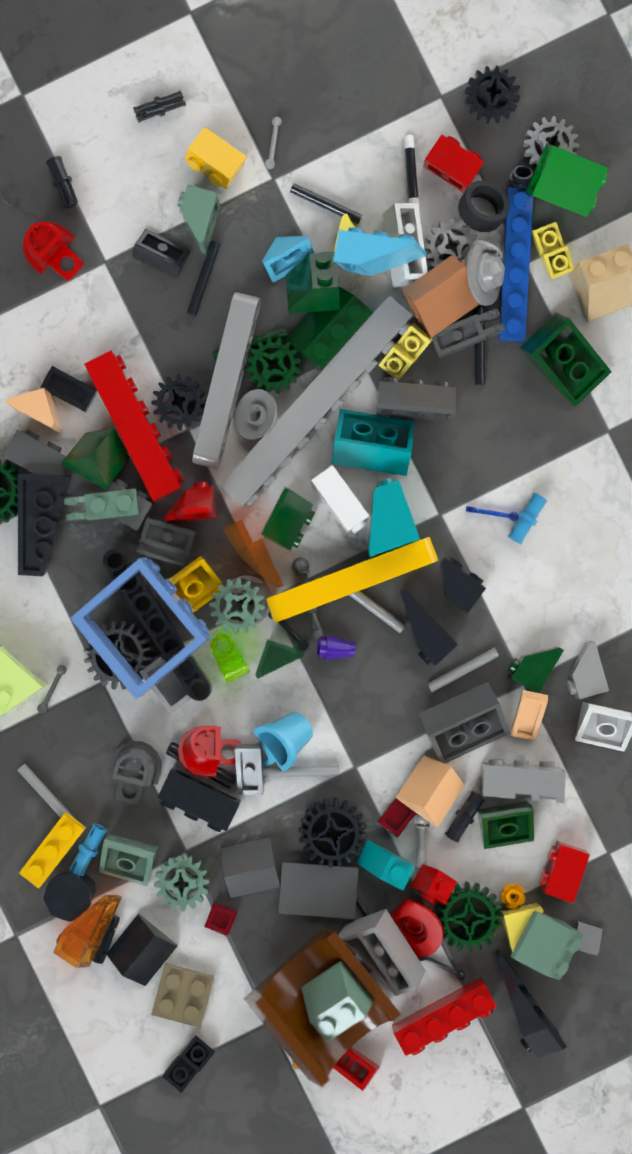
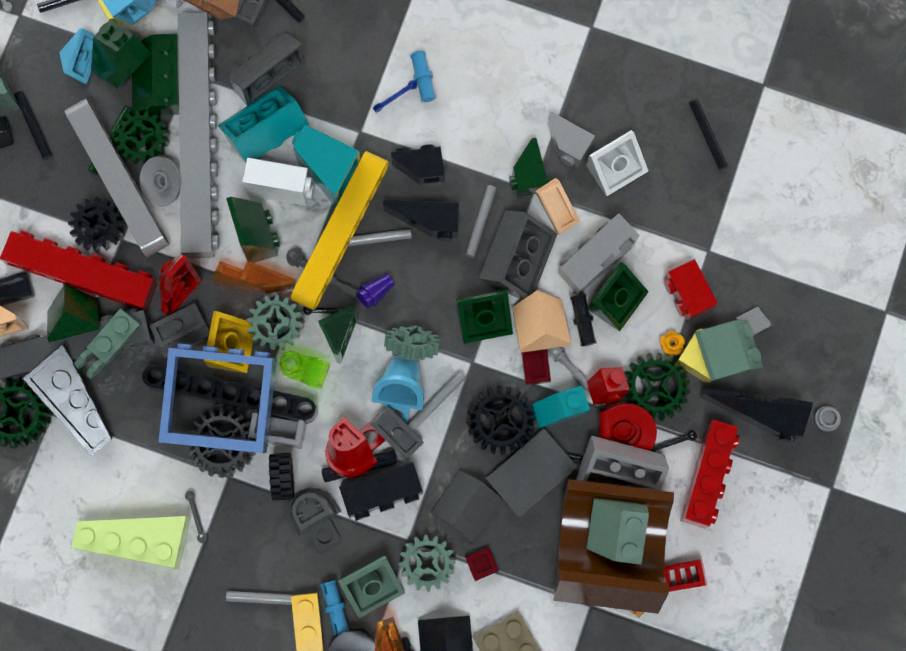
camera: 45 degrees left, 10 degrees down
(136, 722) = (281, 476): none -> black tyre
(322, 716) = (412, 343): none -> sand green gear
(394, 745) = (484, 316): none -> dark green slope
(405, 352) = (227, 43): light yellow slope -> none
(570, 1058) = (827, 418): none -> light grey plate

